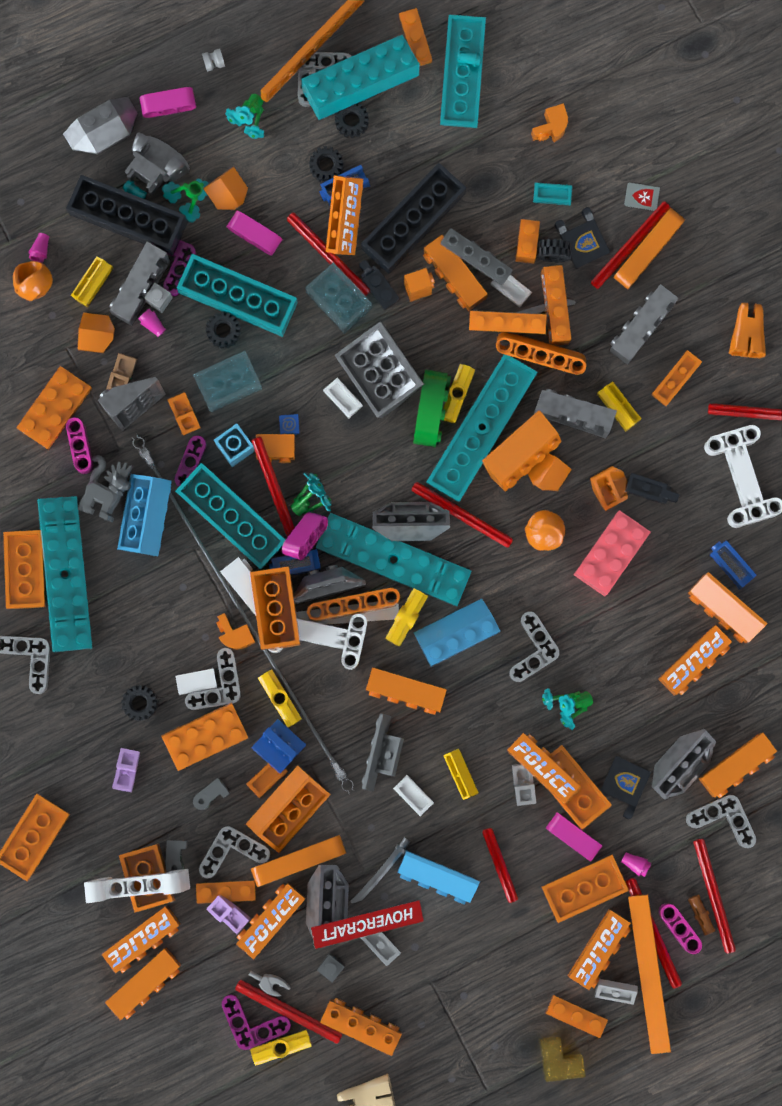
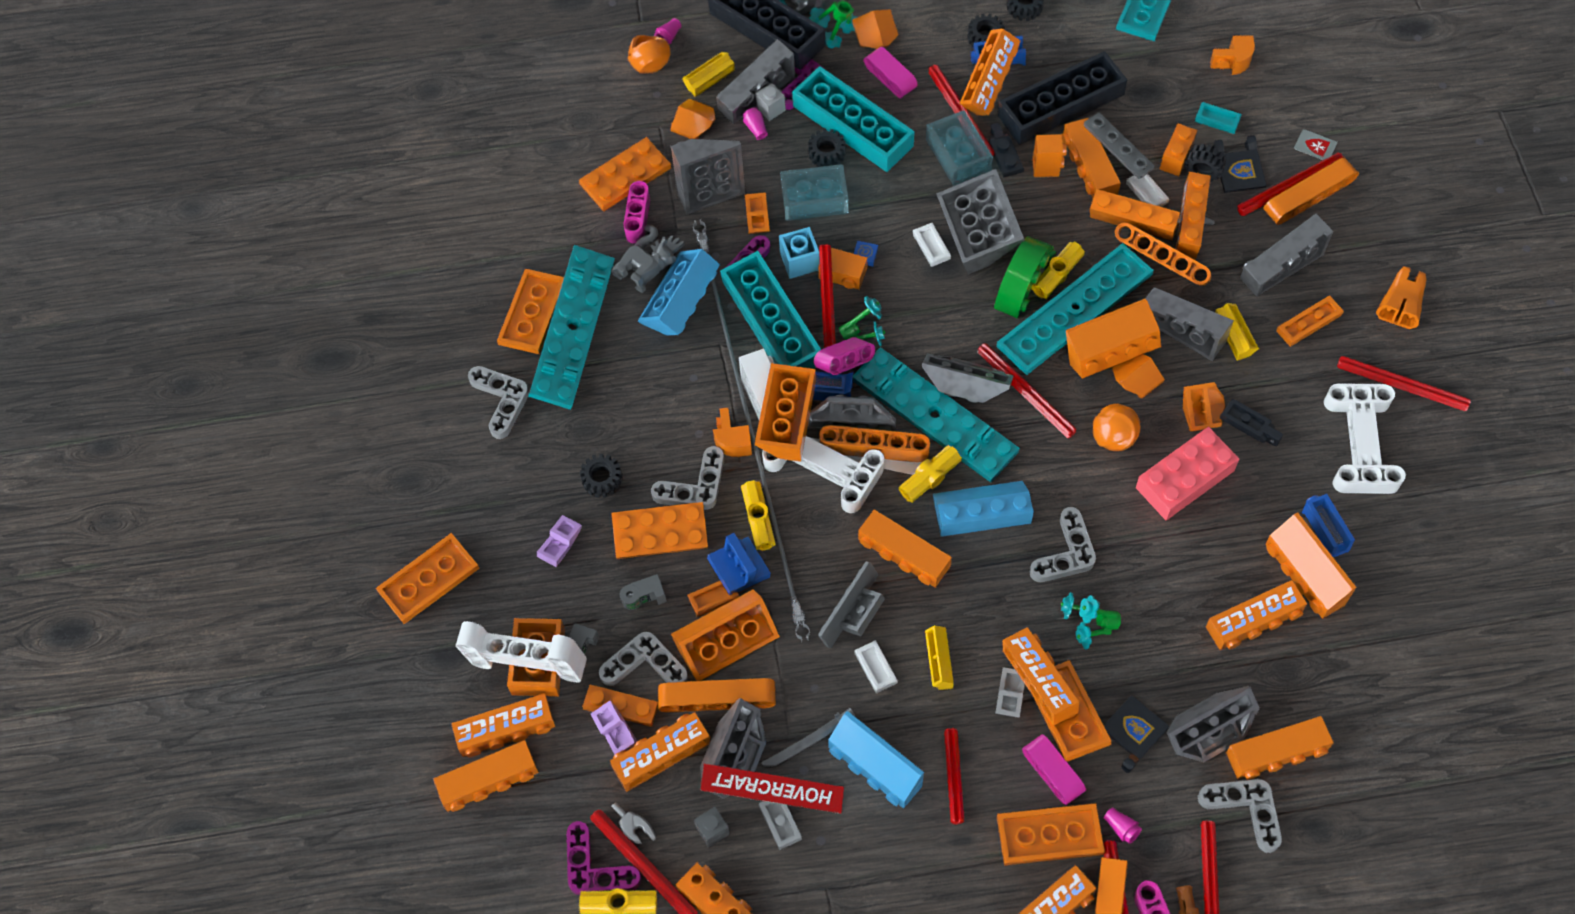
camera: 25 degrees right, 20 degrees down
(196, 681) = (671, 472): white tile -> none

